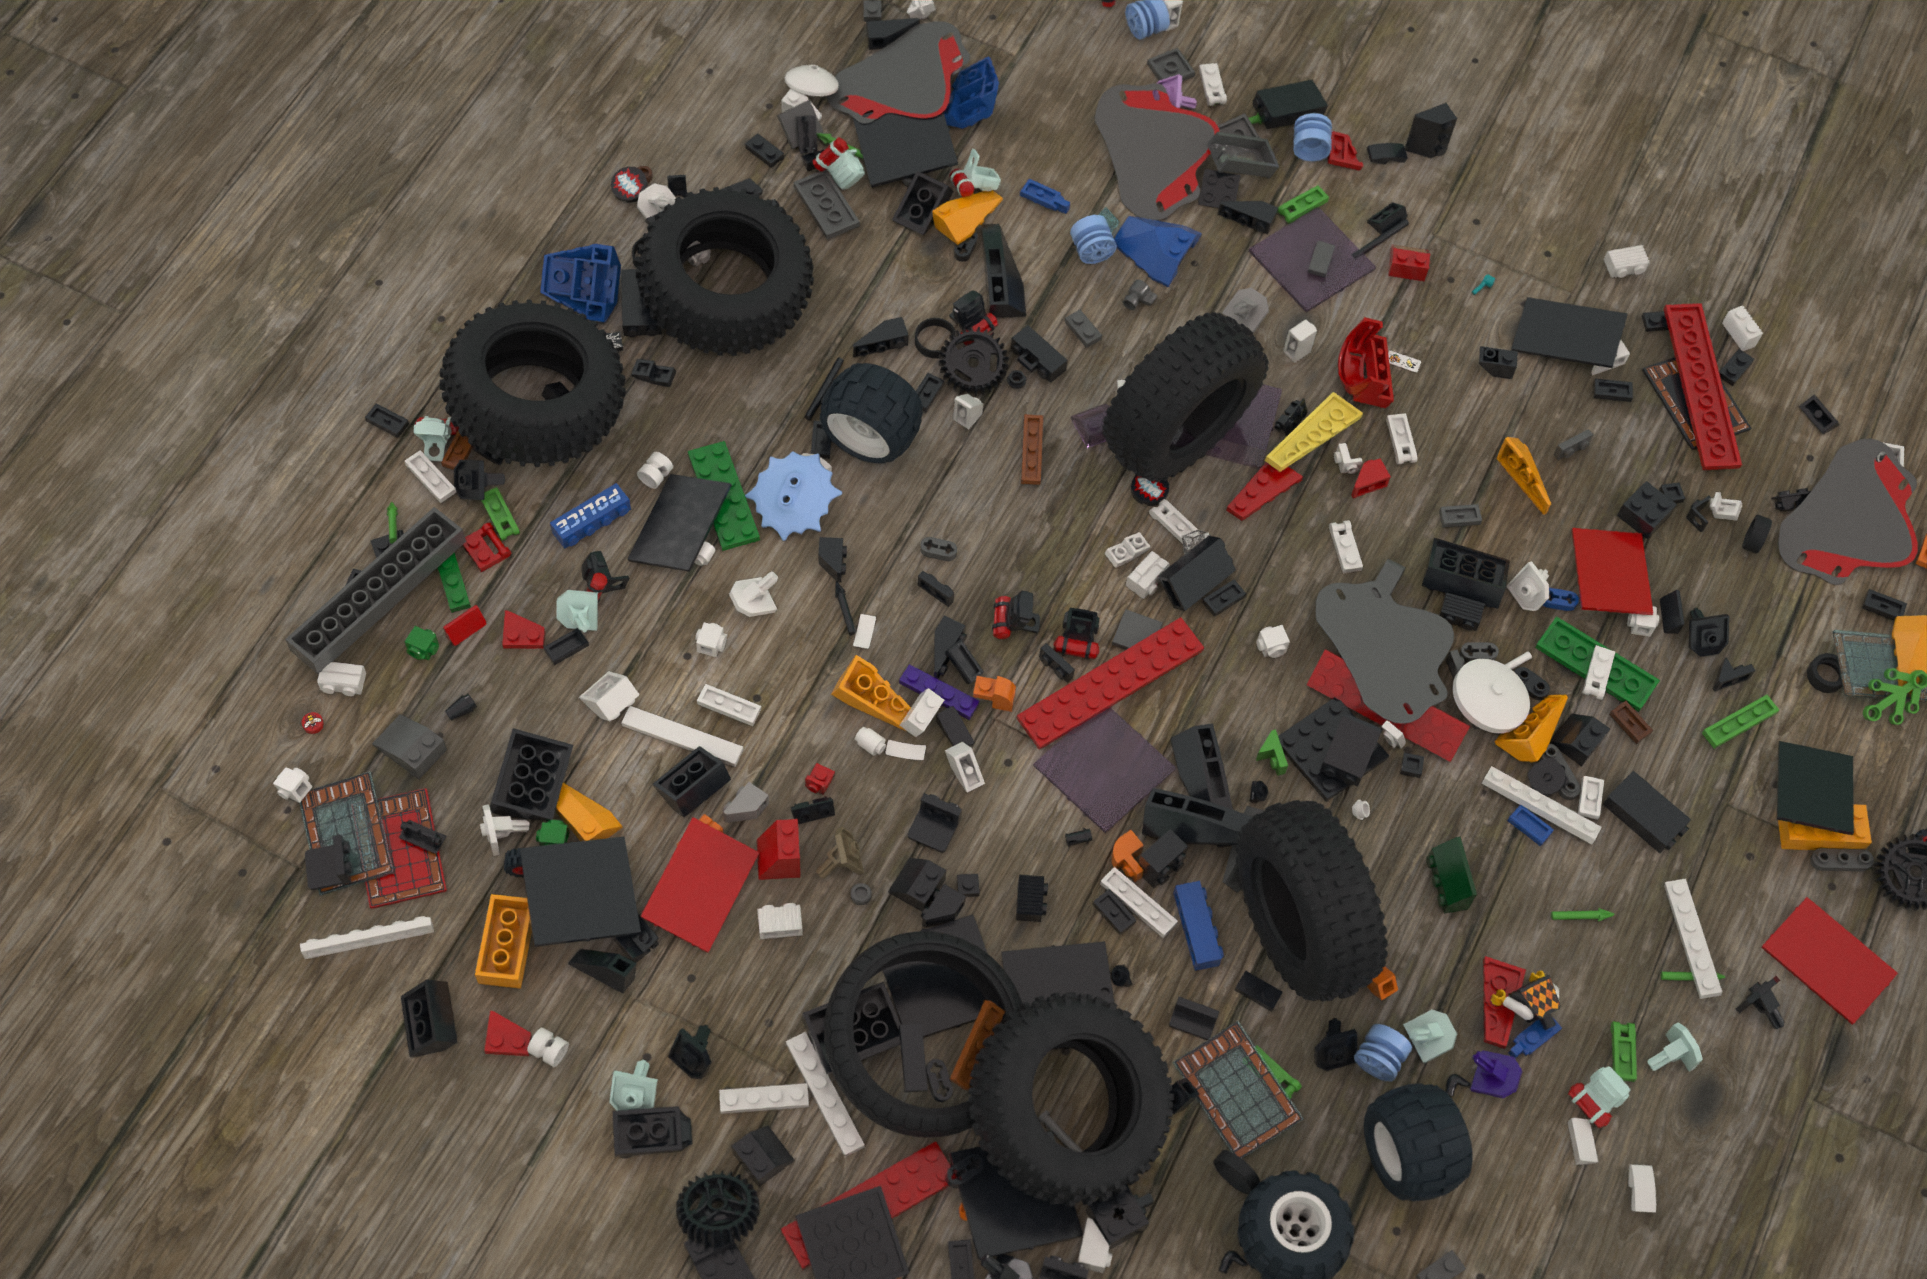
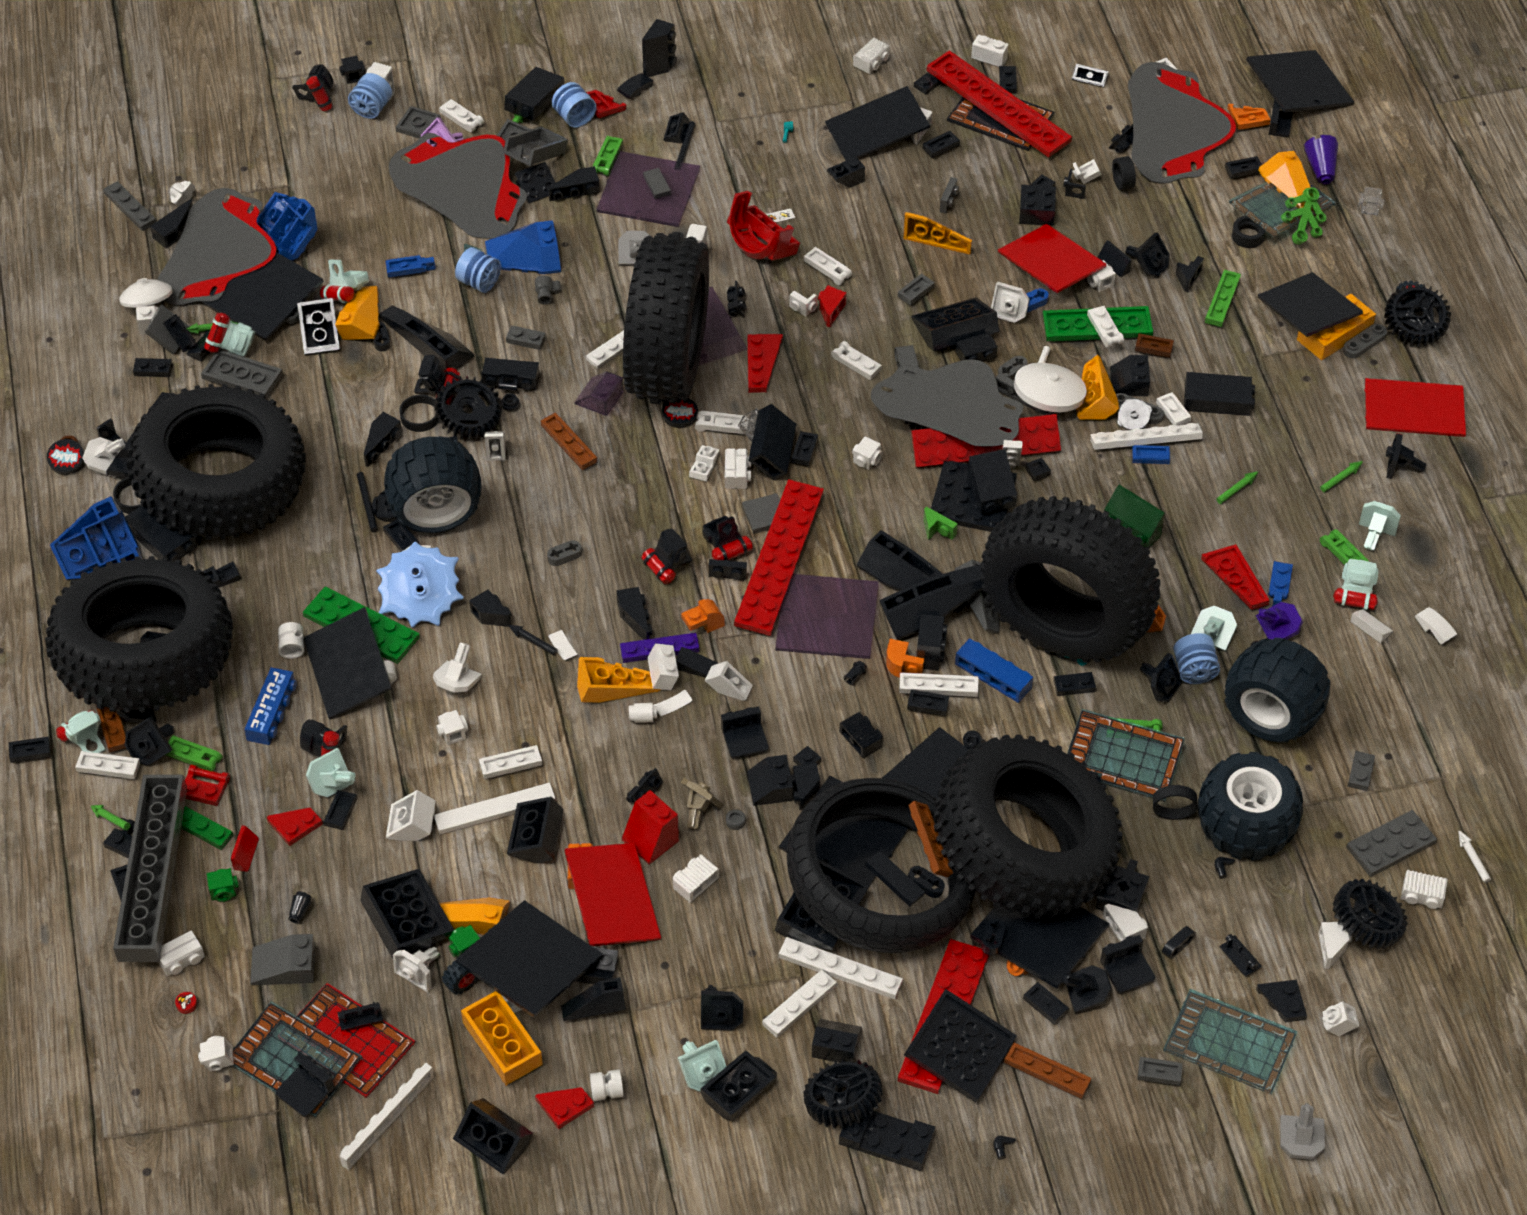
camera: 35 degrees left, 10 degrees down
(747, 805) = (593, 818): light grey slope -> none
(819, 779) = (628, 765): red bracket -> none
(941, 592) = (589, 579): black plate -> none
(964, 661) = (660, 612): black tile -> none
(1193, 1018) = (1050, 728): black panel -> none
(1258, 792) = (950, 557): black plate -> none
(1321, 425) = (764, 292): light yellow wing -> none
(1409, 263) = (722, 148): red slope -> none
(1531, 683) = (1072, 363): black plate -> none
(1533, 1000) = (1261, 556): torso -> none
(1693, 939) = (1321, 451): white plate -> none

